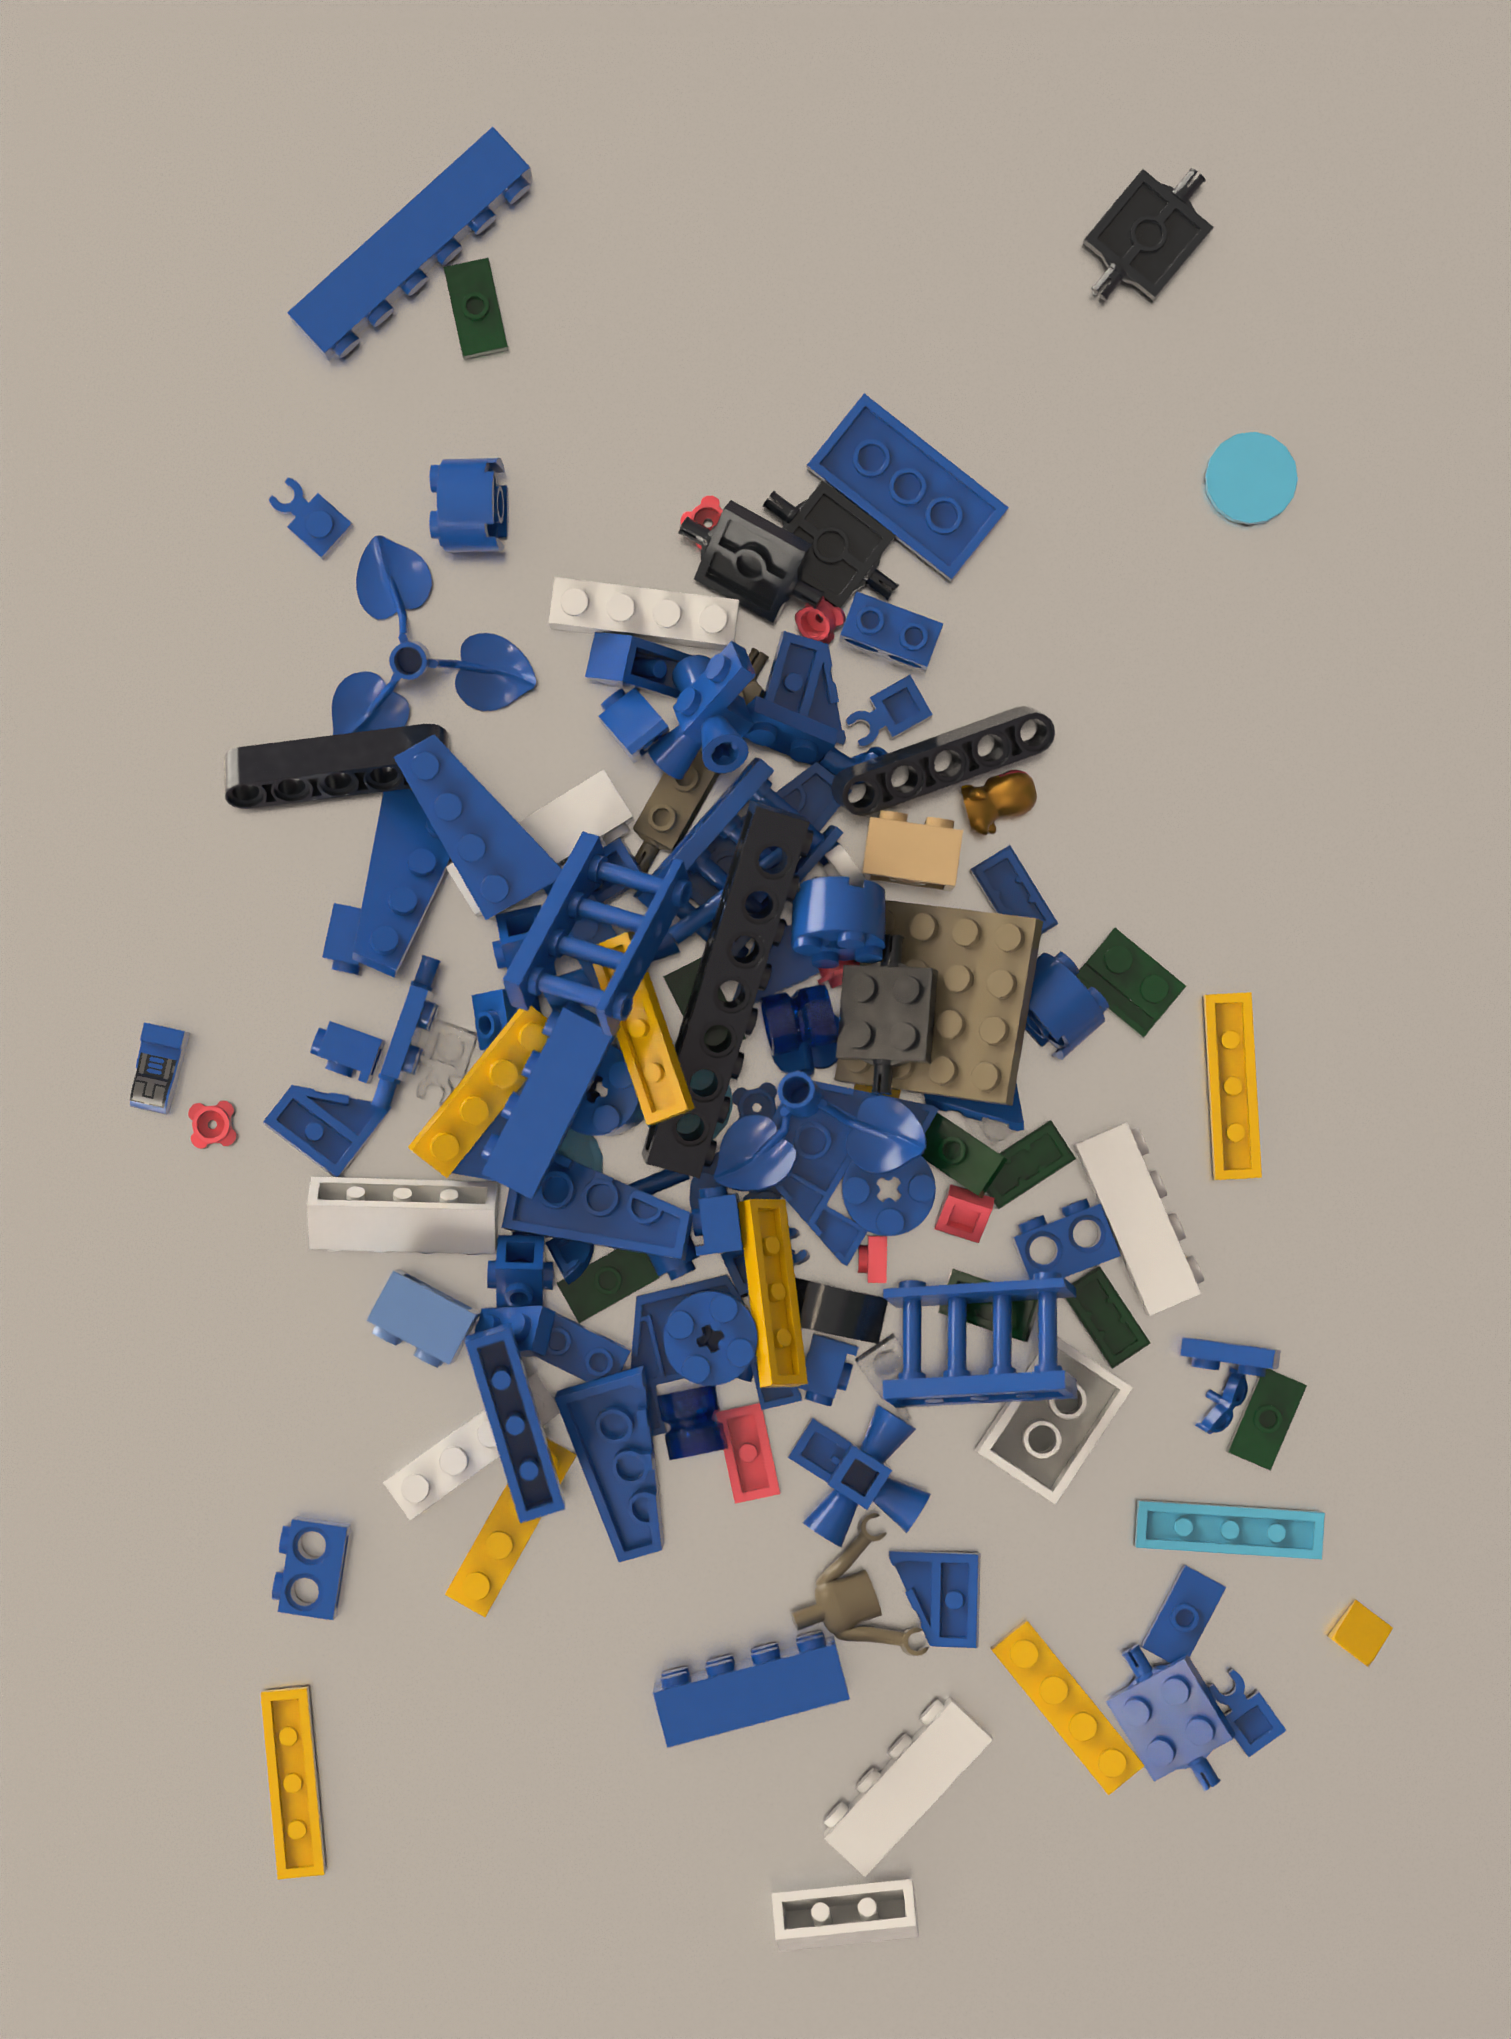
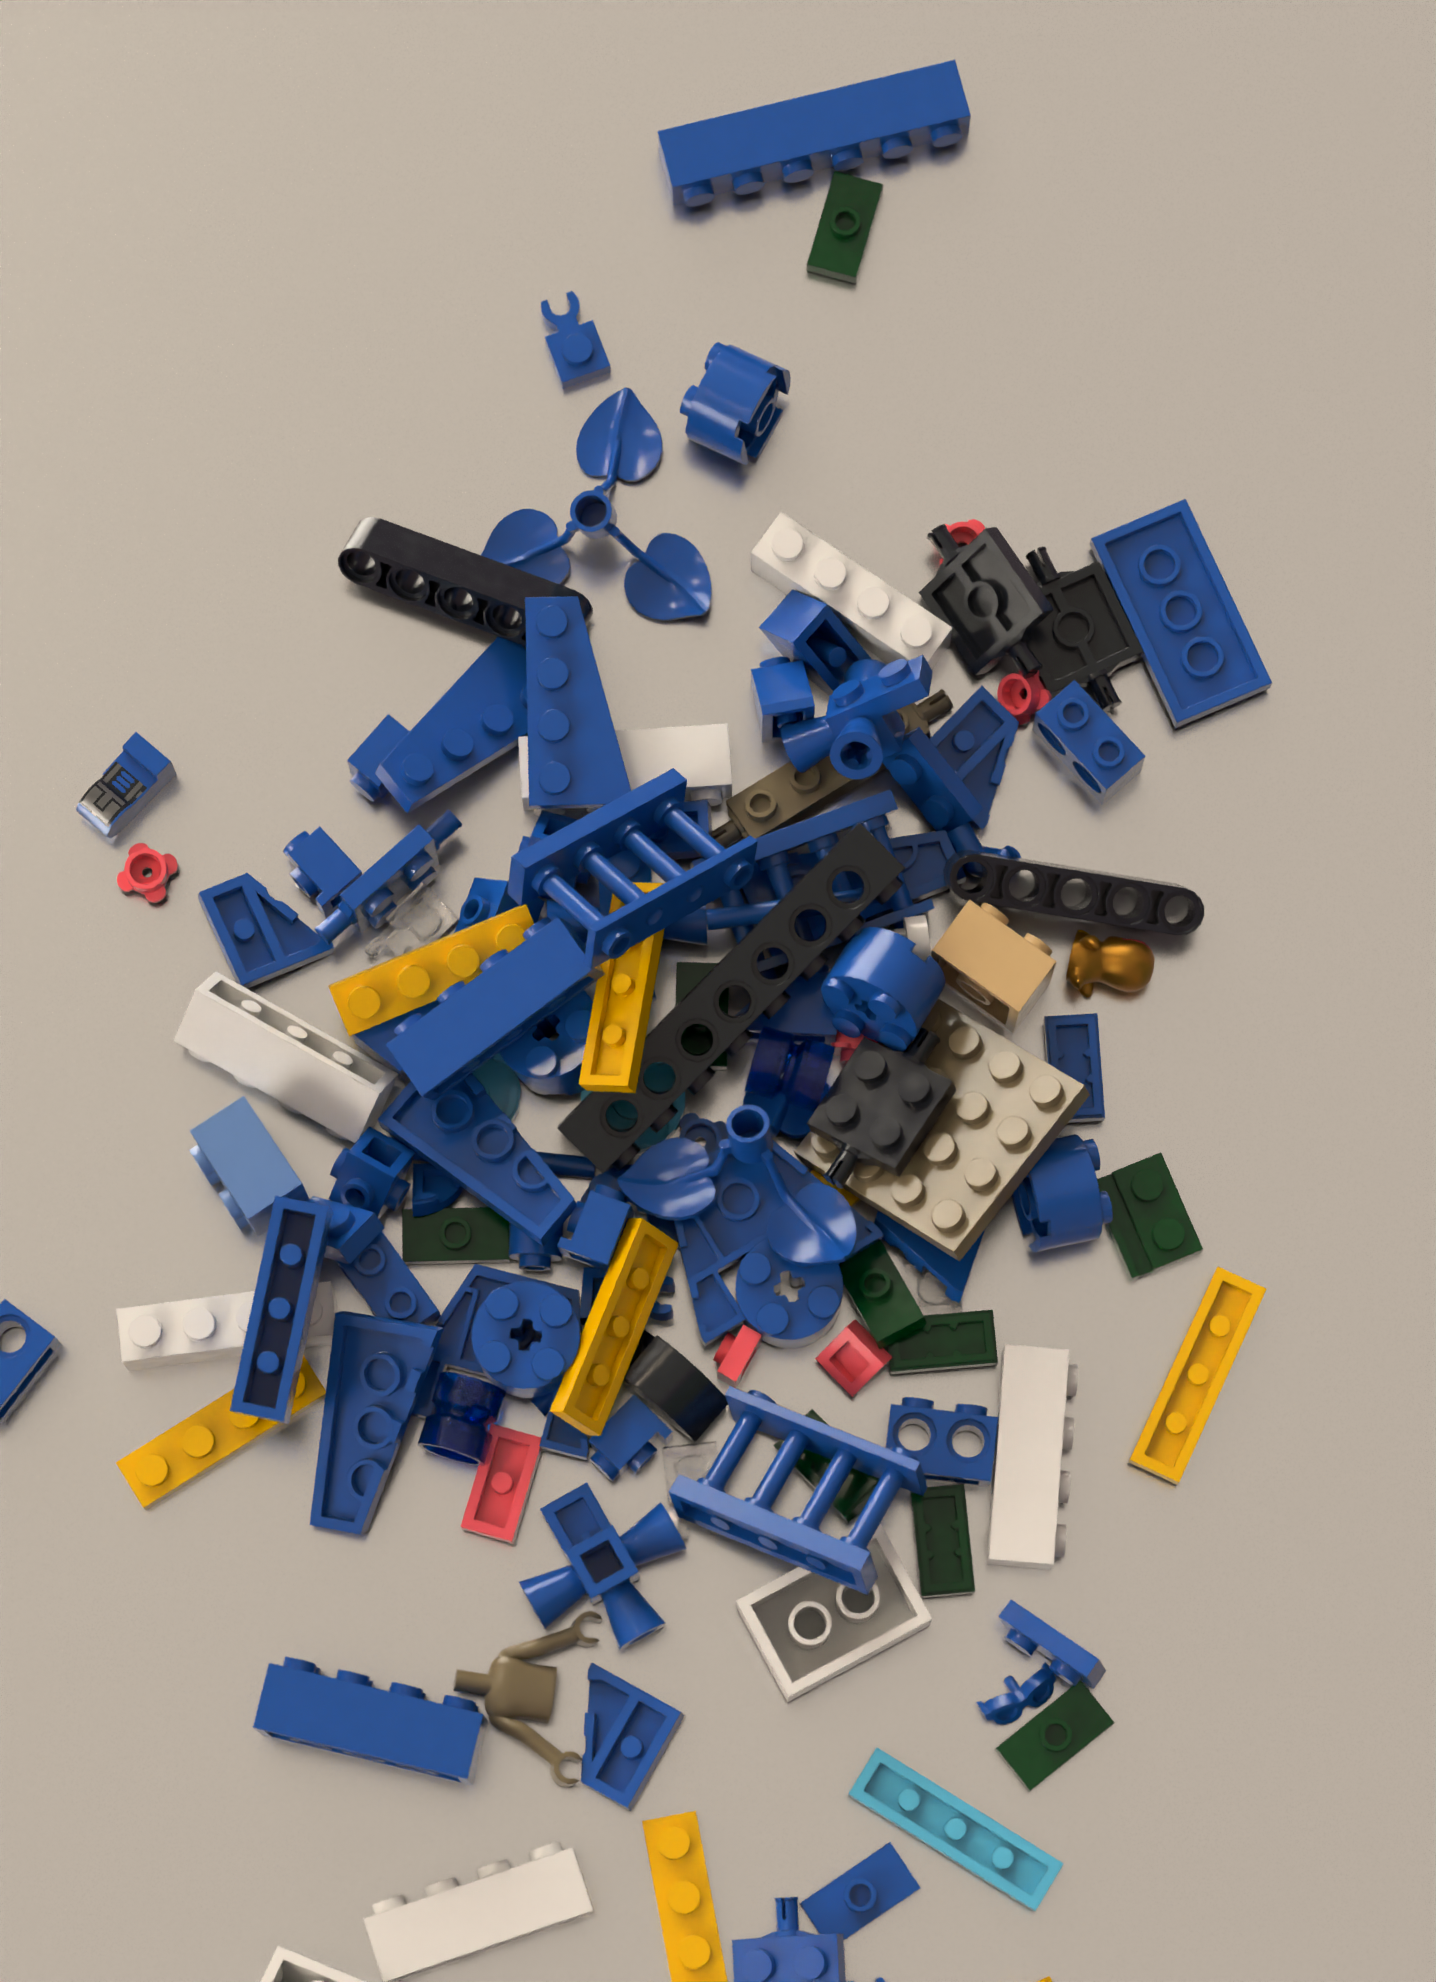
camera: 30 degrees right, 10 degrees down
(896, 708) = (1054, 822): blue plate -> none

